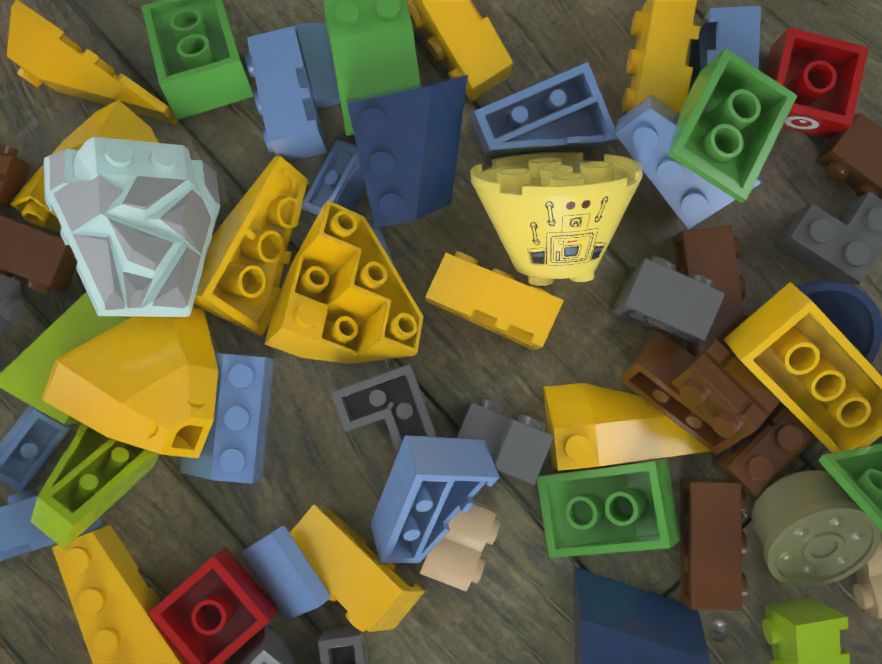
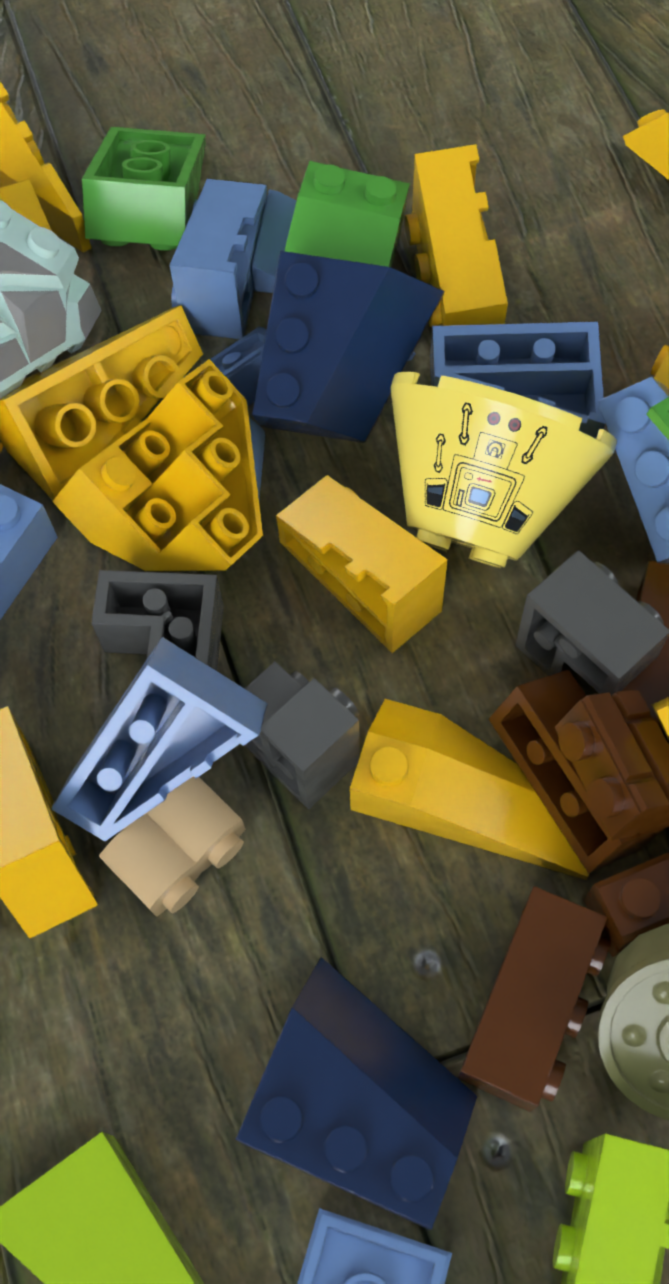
camera: 30 degrees right, 20 degrees down
(609, 509) = (407, 887): bright green slope -> none

